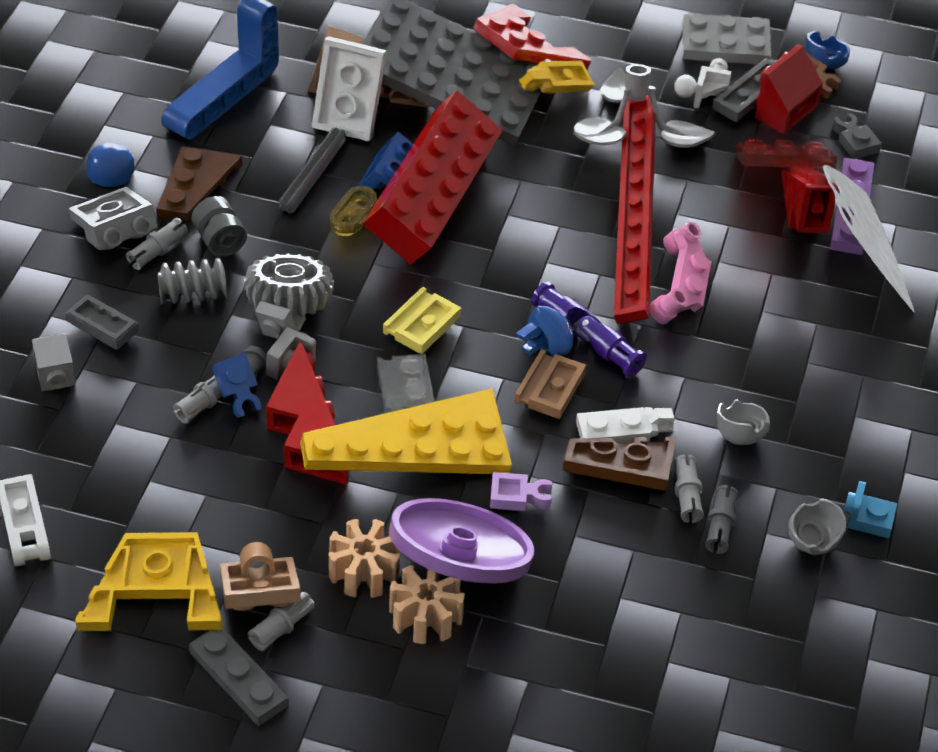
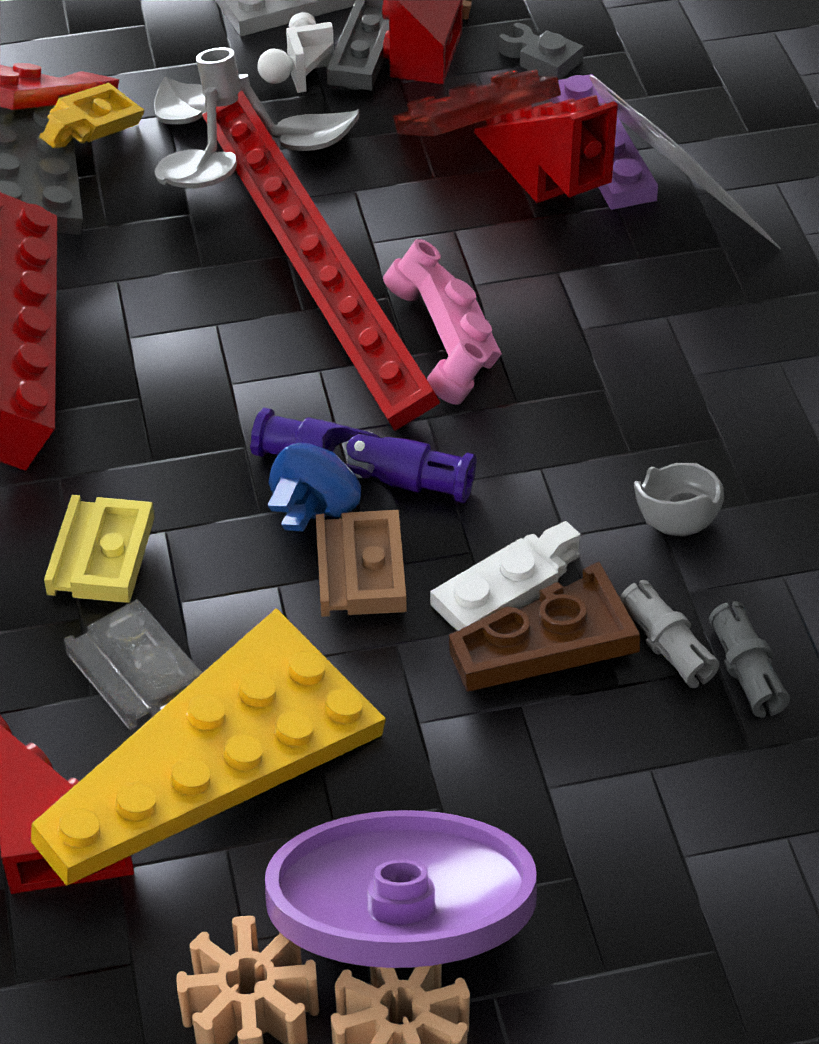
camera: 25 degrees left, 0 degrees up
(513, 492) = (419, 763): lavender plate -> none

